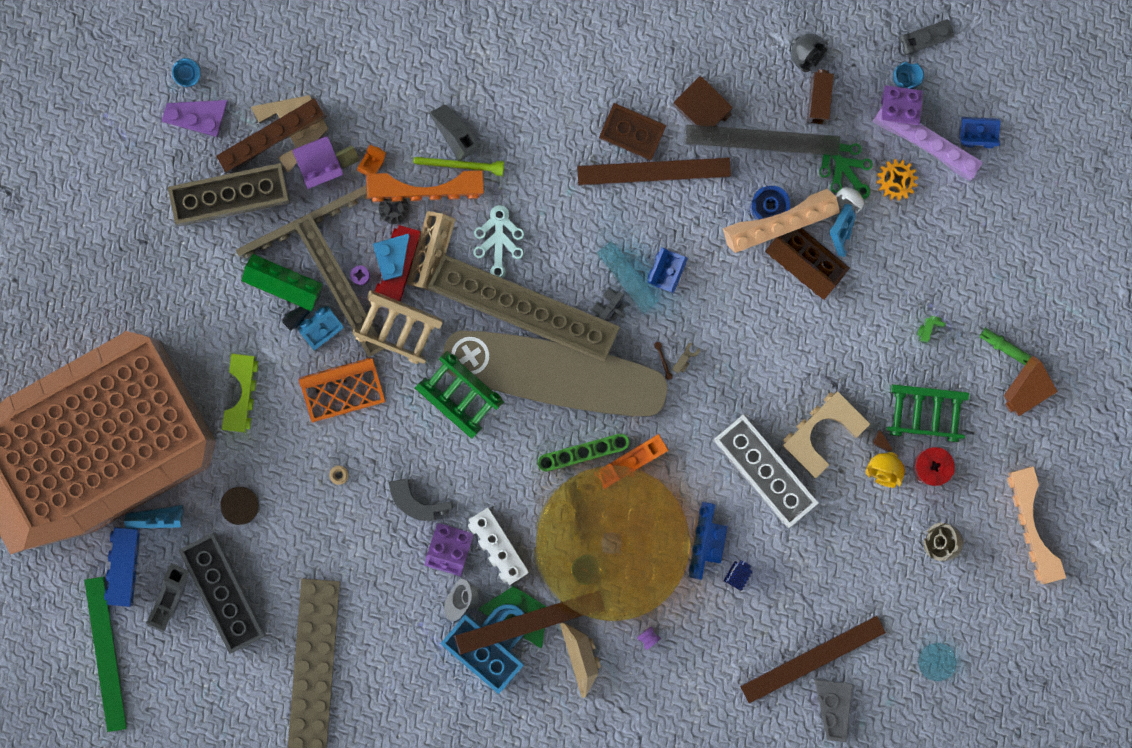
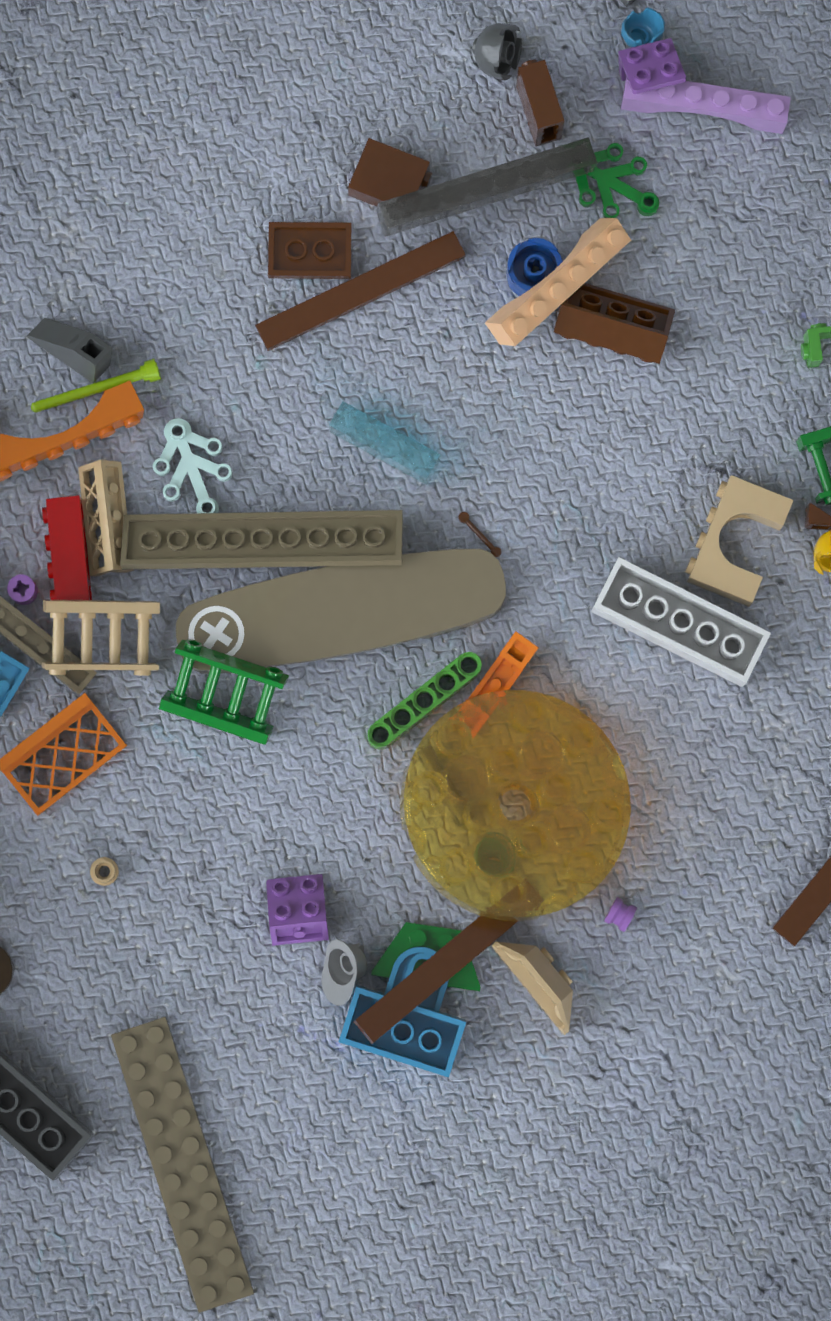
camera: 25 degrees left, 5 degrees down
(391, 256) = (54, 543): dark azure wing -> none
(394, 218) = (36, 494): dark grey gear -> none
(405, 501) = (210, 868): dark grey arch -> none
(498, 546) = (362, 875): white brick -> none
(614, 297) = (378, 477): dark grey hips -> none
(667, 270) = (434, 411): blue bracket -> none
(682, 363) = (507, 526): dark tan plate -> none
(708, 541) = (644, 750): blue bracket -> none
(738, 574) = (705, 776): clear blue brick -> none
(843, 228) = (643, 261): dark azure wing -> none
(850, 196) = (637, 219): white hair -> none
(892, 172) = (679, 161): light orange gear -> none
(980, 132) = (768, 62): blue bracket -> none

